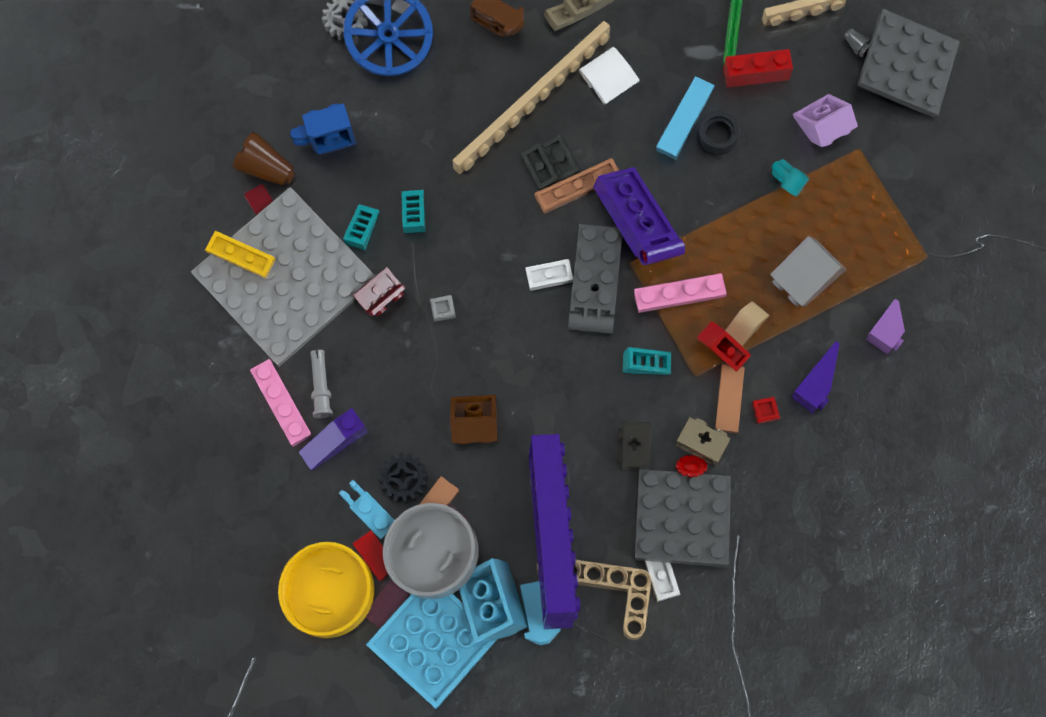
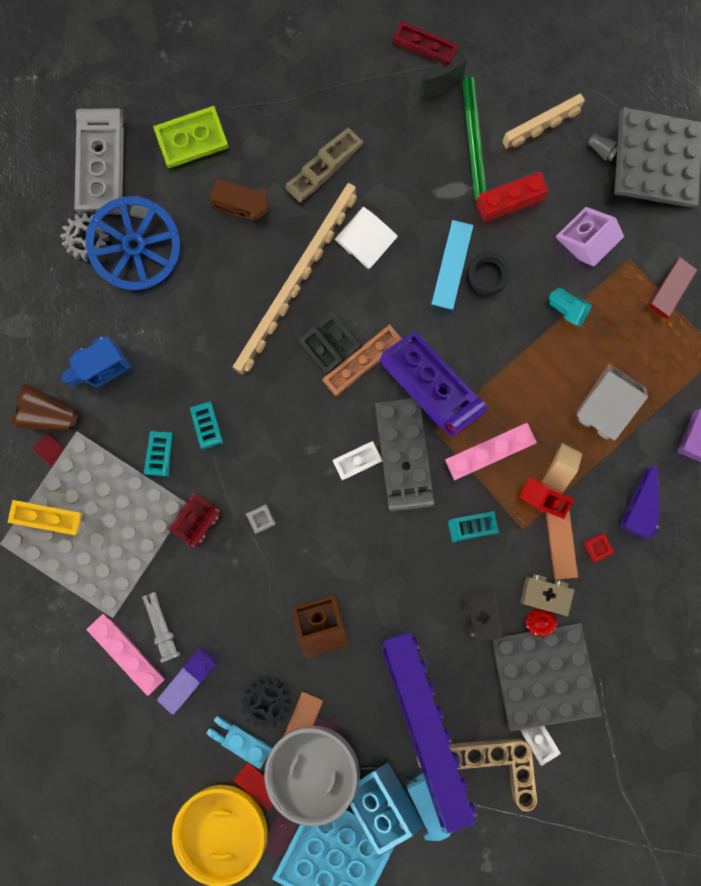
camera: 15 degrees left, 10 degrees up
(894, 183) = (672, 288): none -> tile

